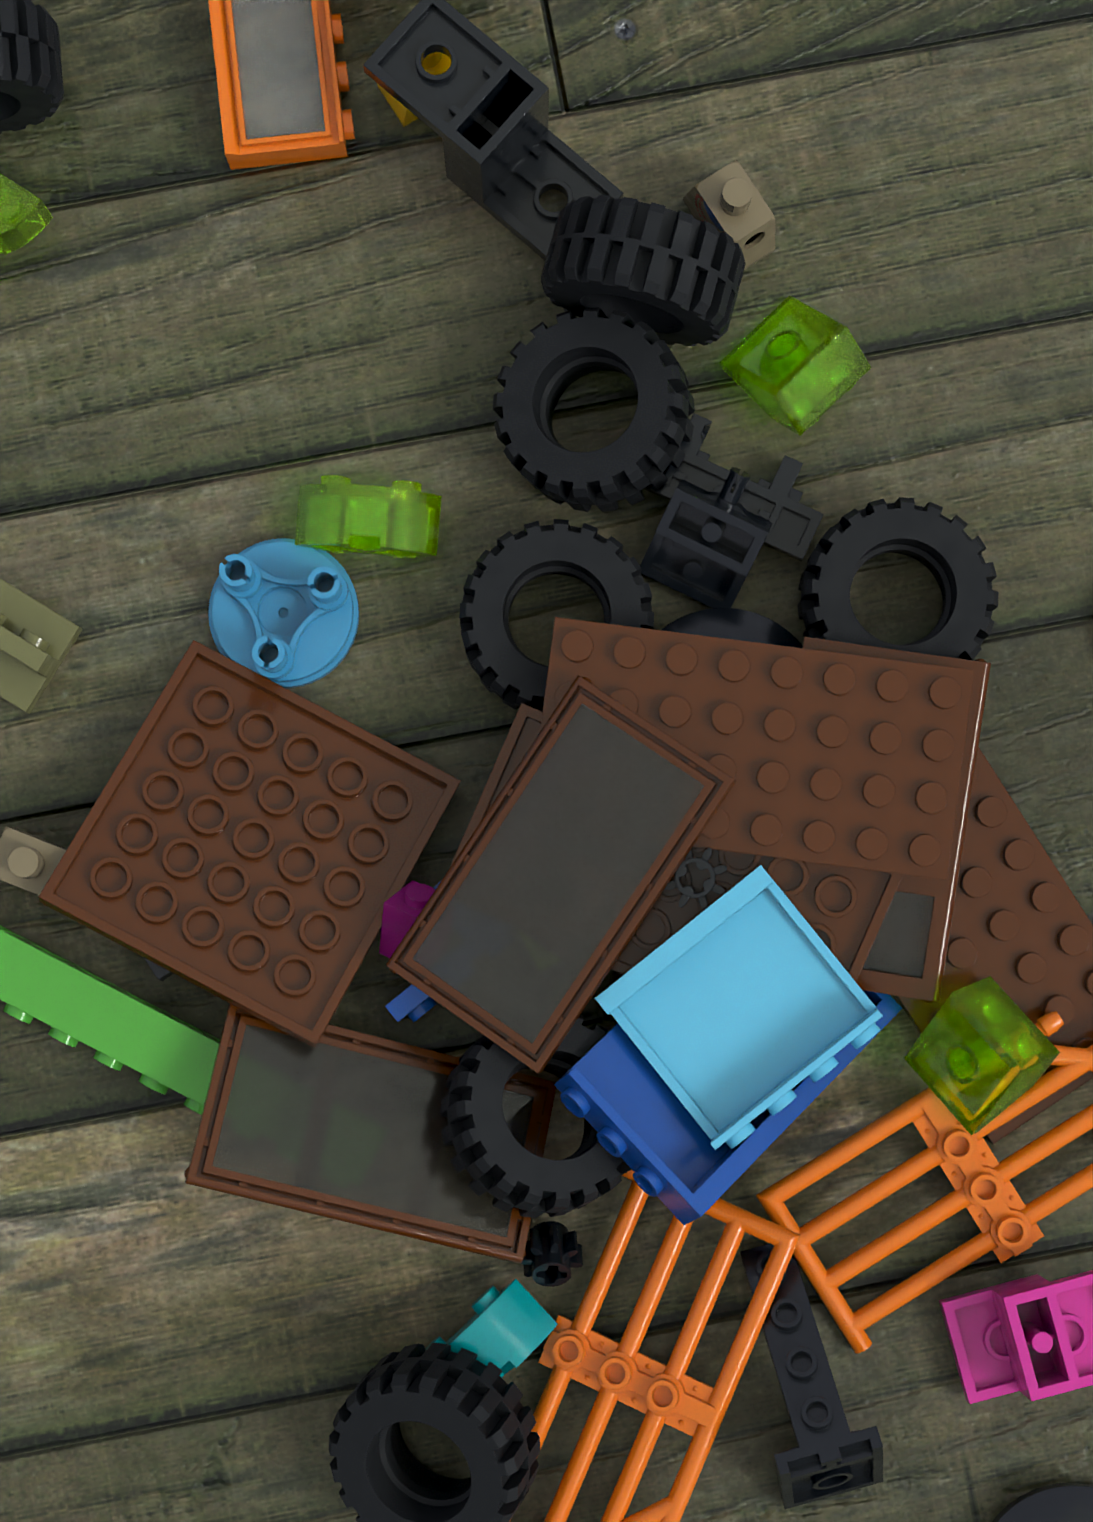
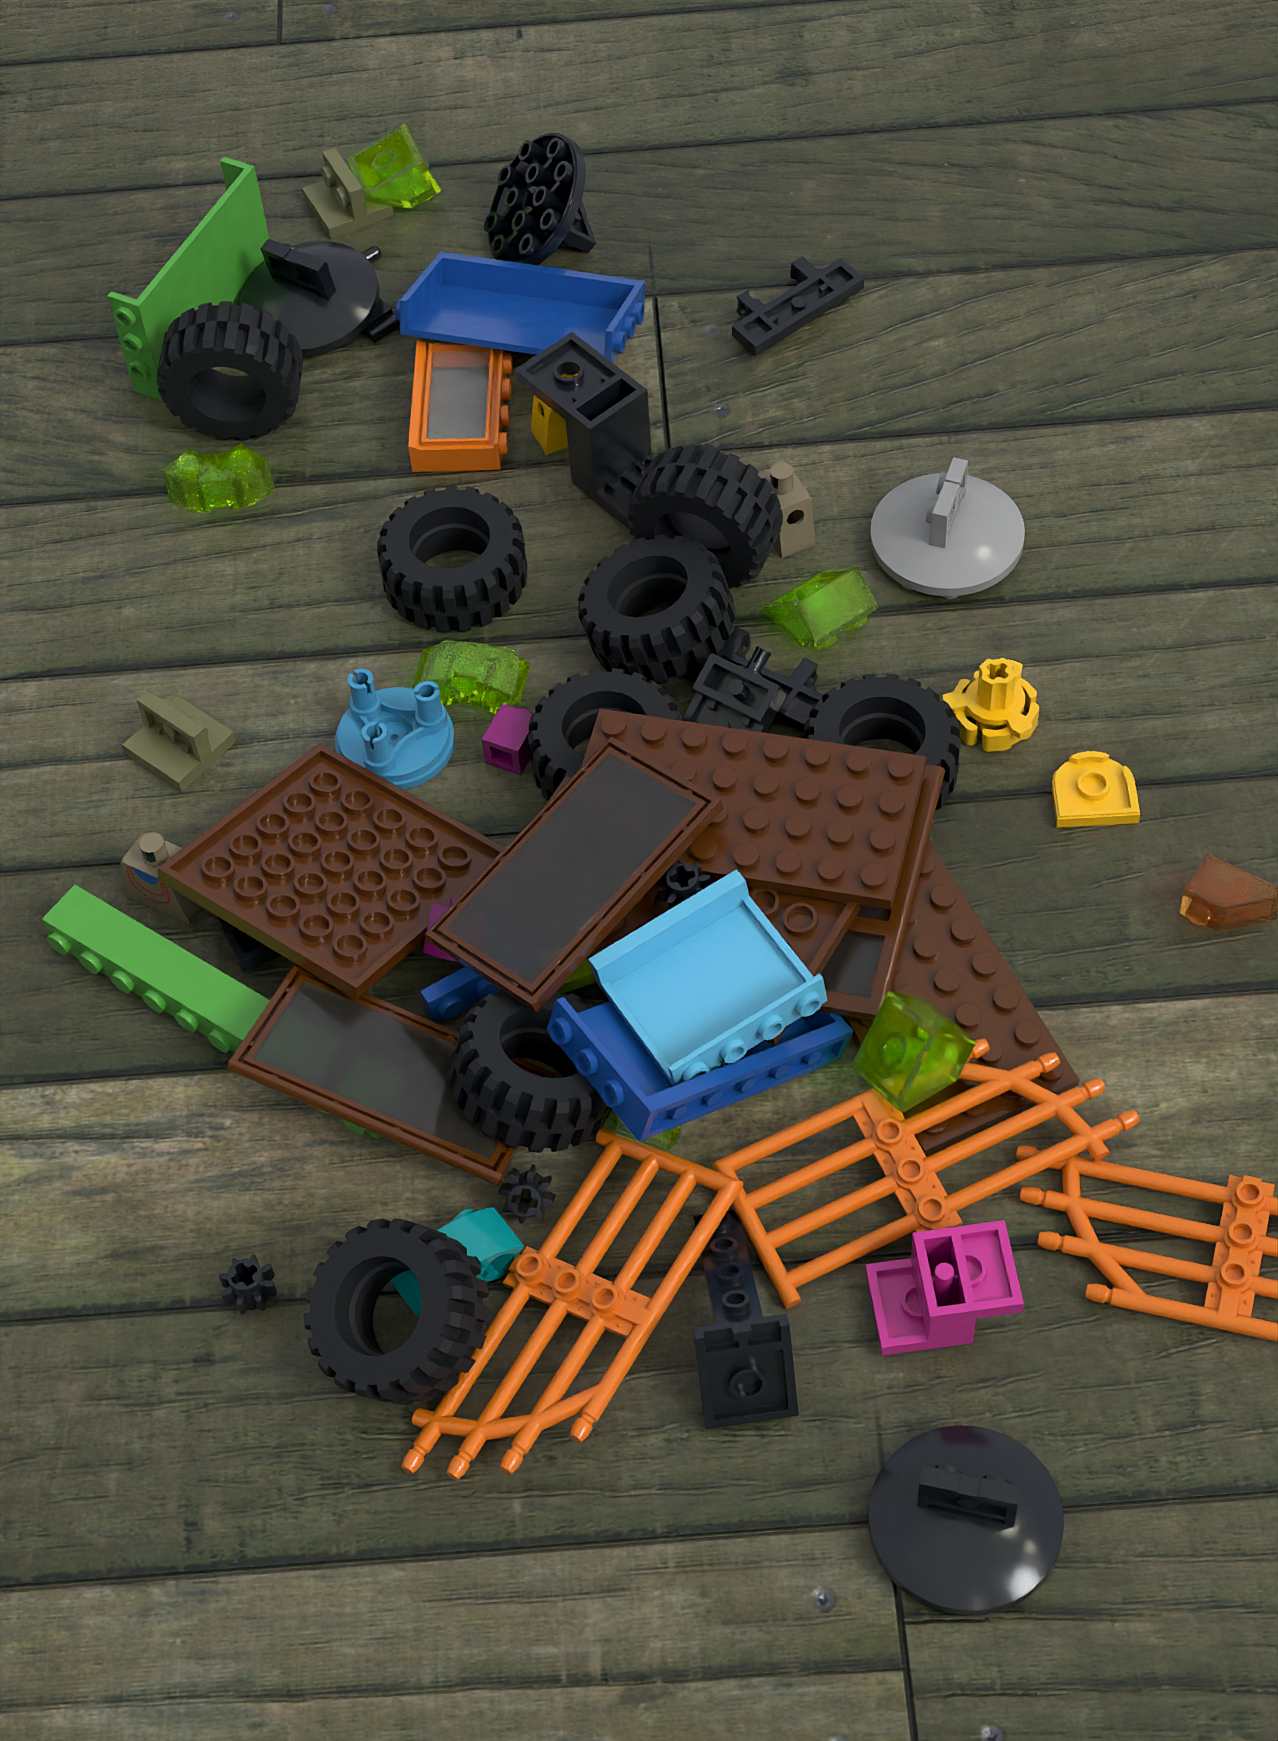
camera: 15 degrees right, 30 degrees down
(251, 1413) = (250, 1296): none -> black gear
(302, 274) = (460, 594): none -> black tyre
(433, 607) = (507, 741): none -> magenta brick
(944, 229) = (947, 533): none -> light grey bracket
(1032, 474) = (996, 704): none -> yellow piece

